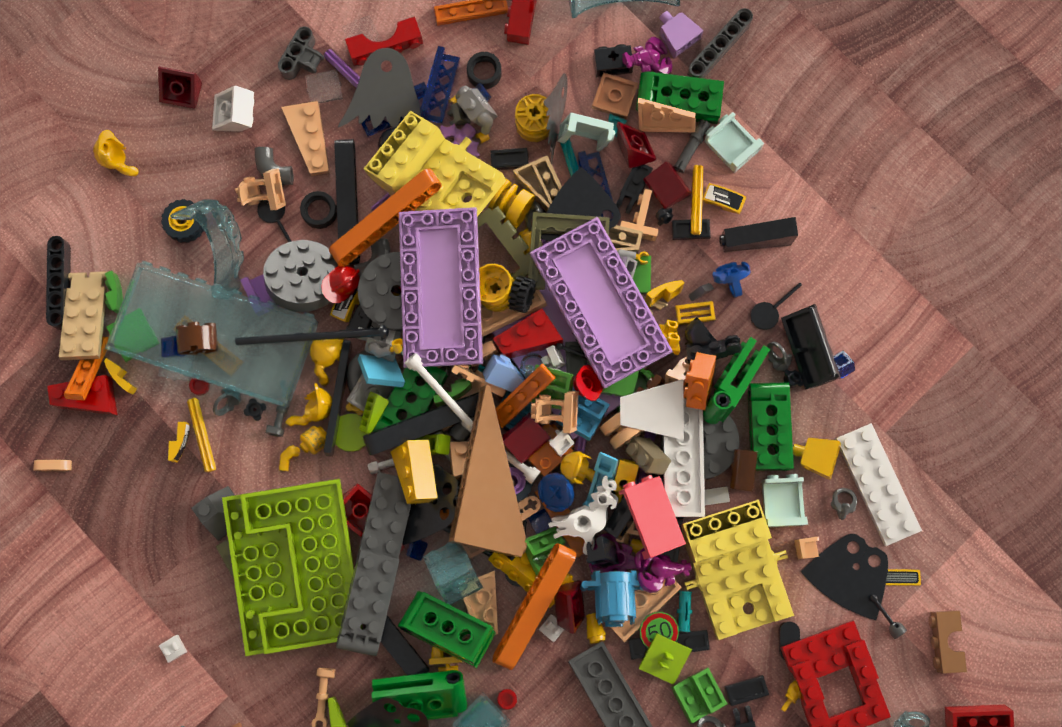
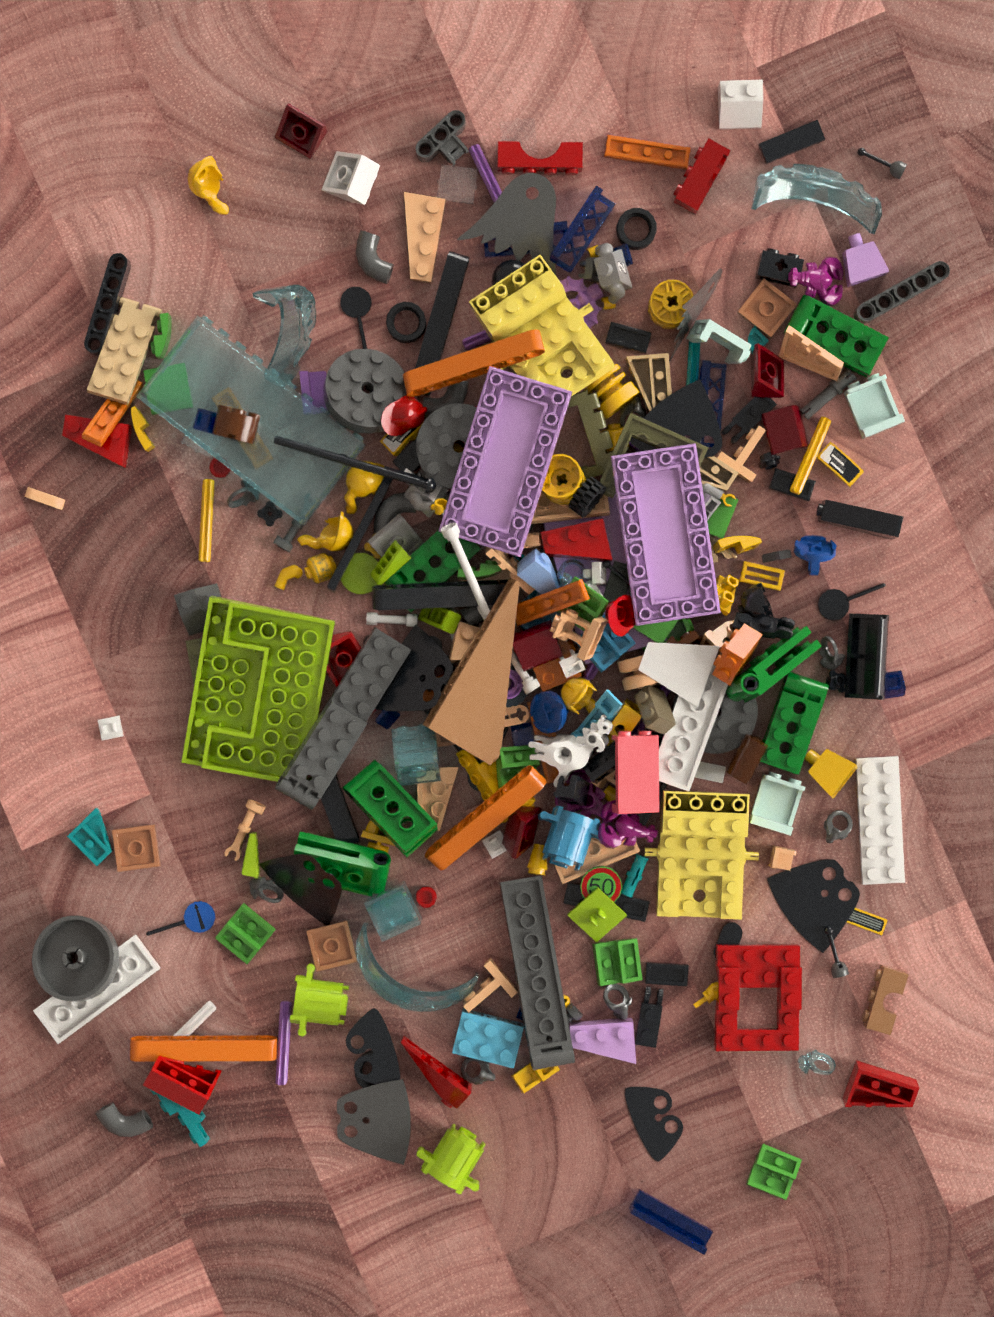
camera: 20 degrees right, 10 degrees up
(177, 447) = (177, 526): yellow slope -> none
(181, 232) = (250, 274): black wheel -> none
(249, 190) = (339, 280): light nougat tile -> none
(380, 371) = (413, 524): medium azure tile -> none
(415, 471) = (413, 641): yellow wedge -> none

